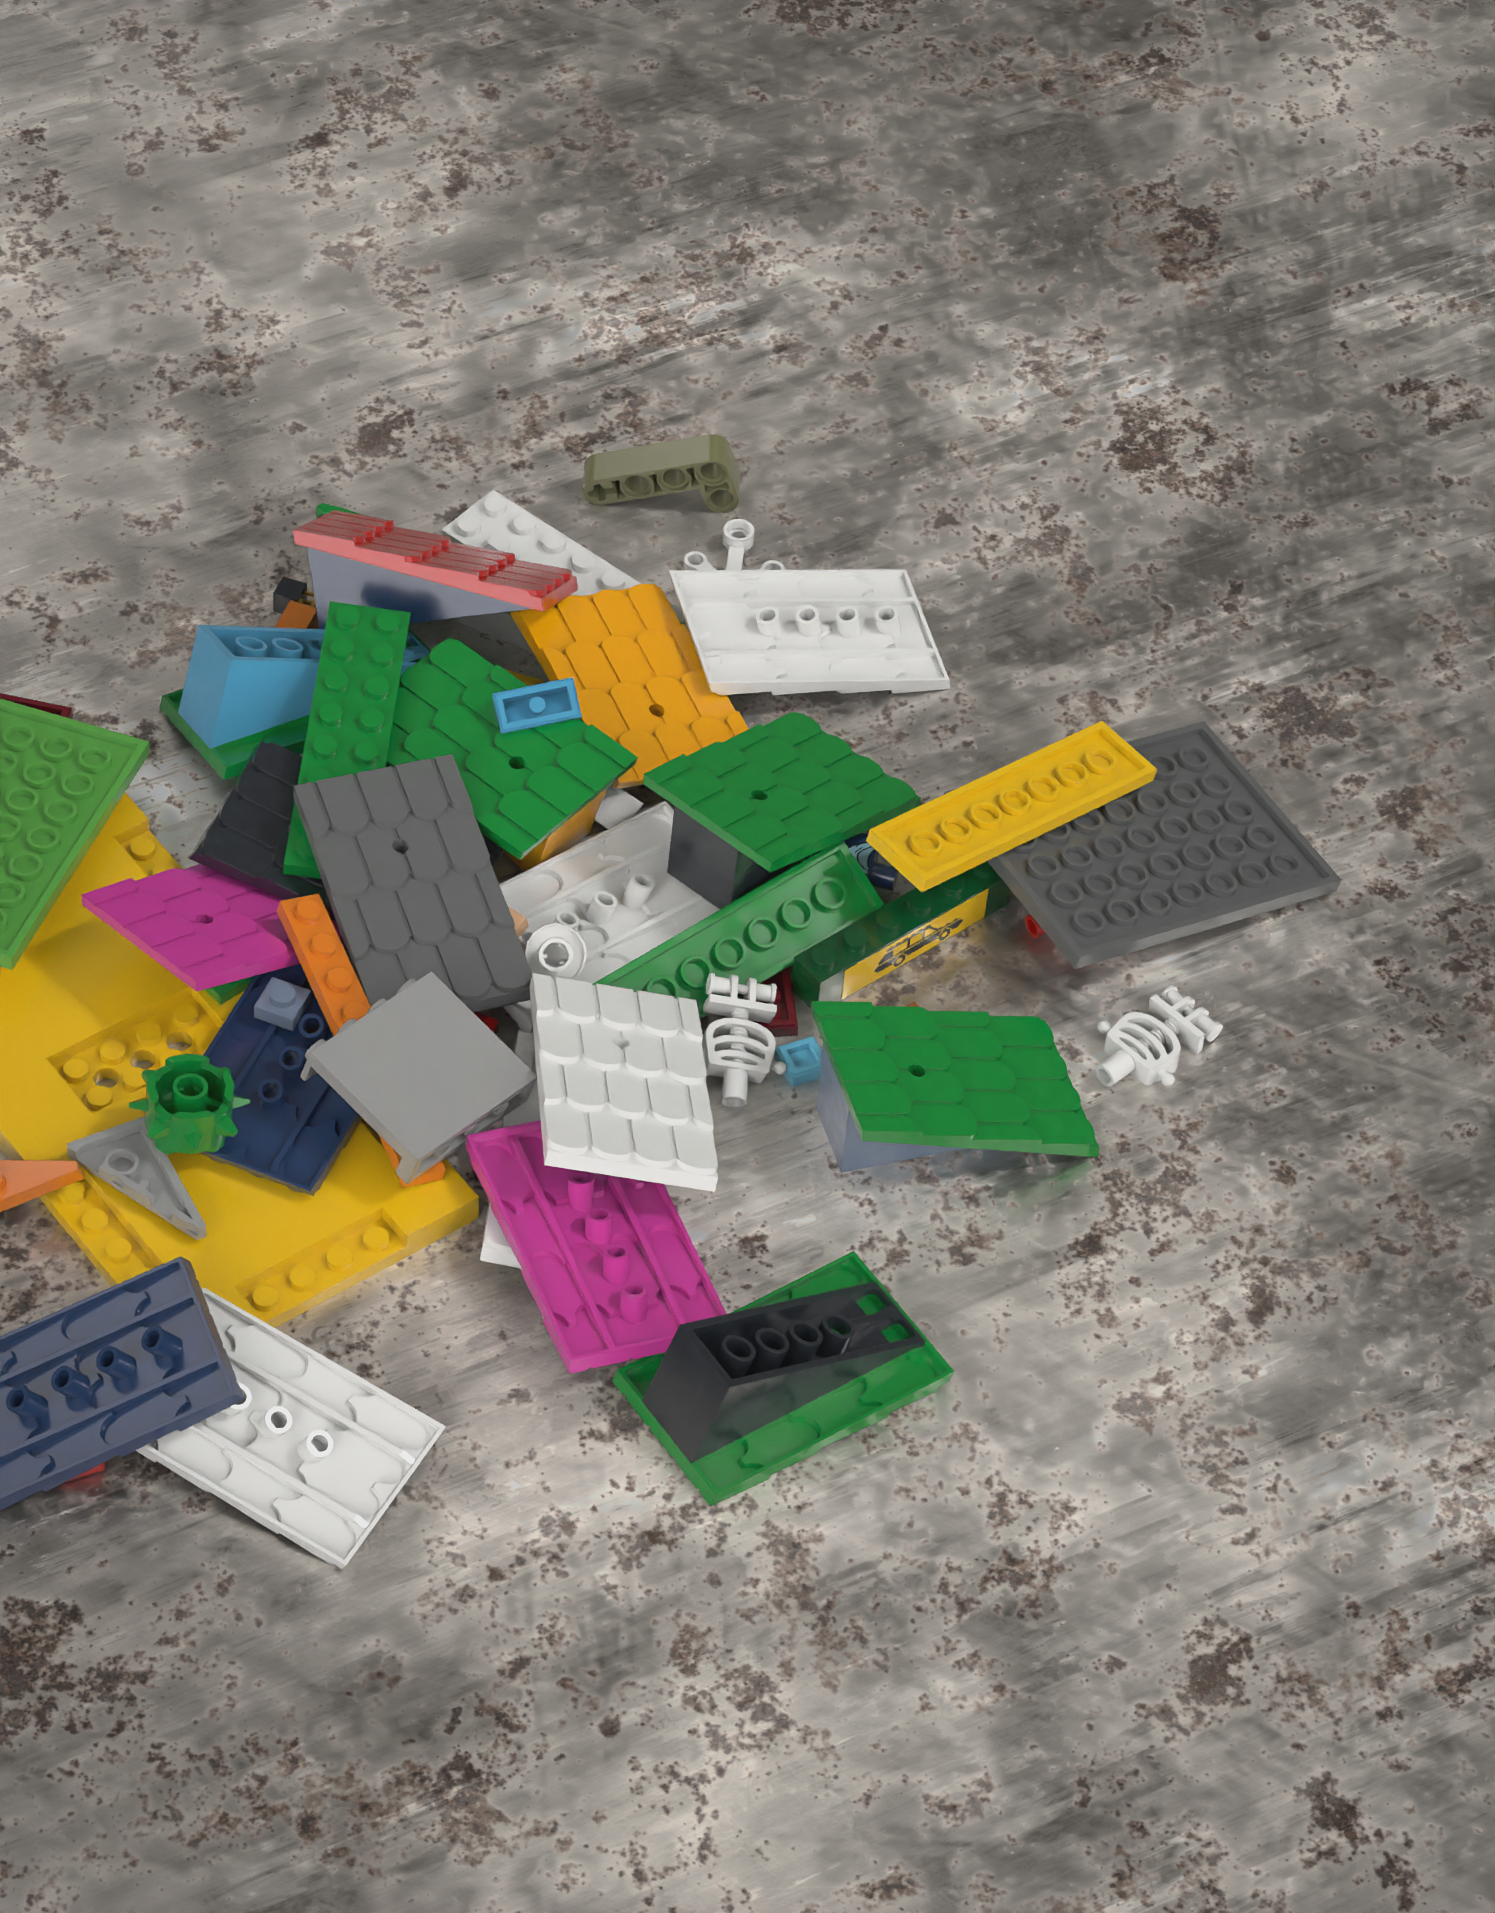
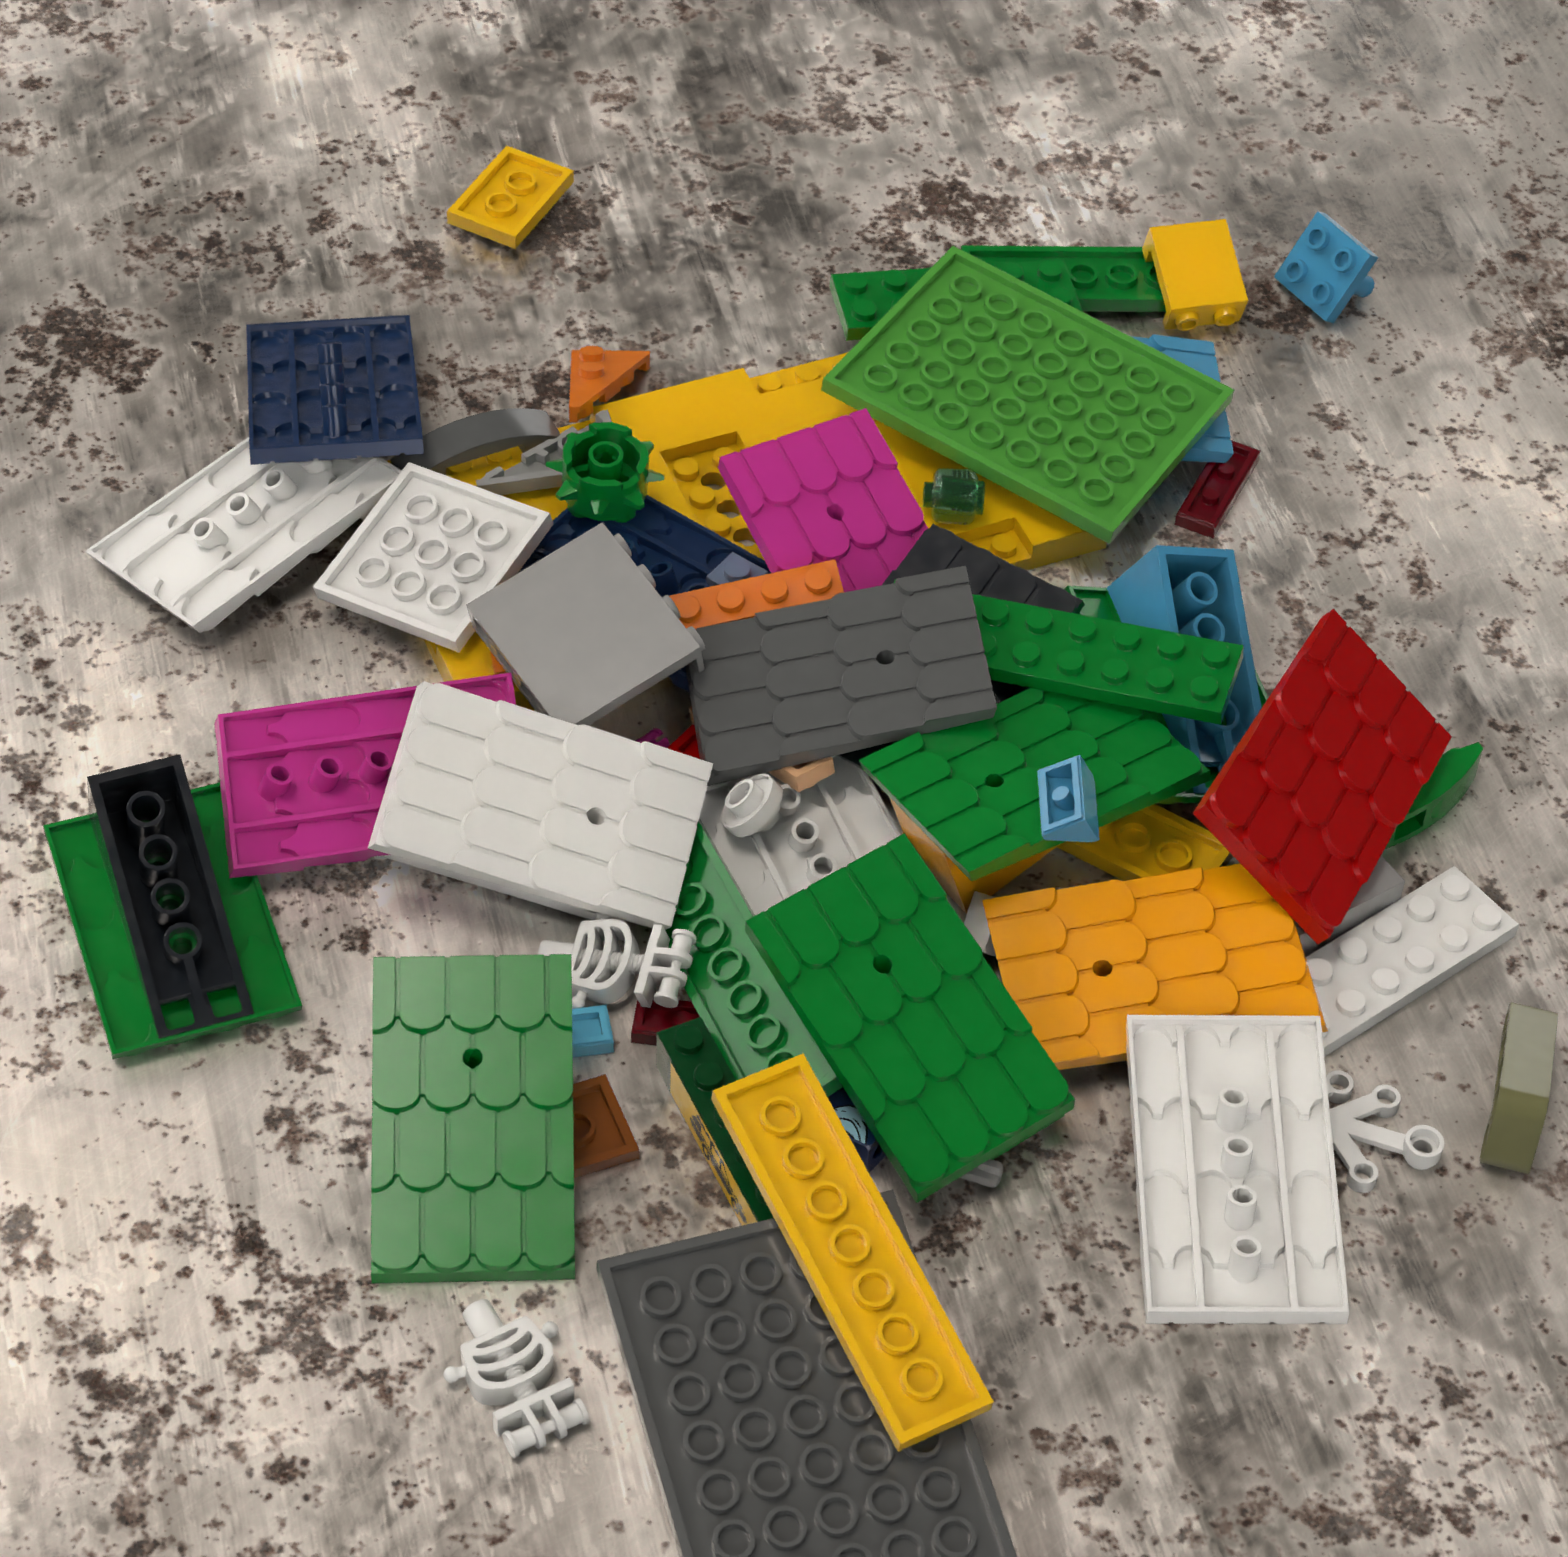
camera: 105 degrees right, 0 degrees up
(113, 862) = (954, 496): none -> clear green head
(120, 1230) = (481, 436): none -> dark grey slope
(311, 1241) = (430, 554): none -> white plate

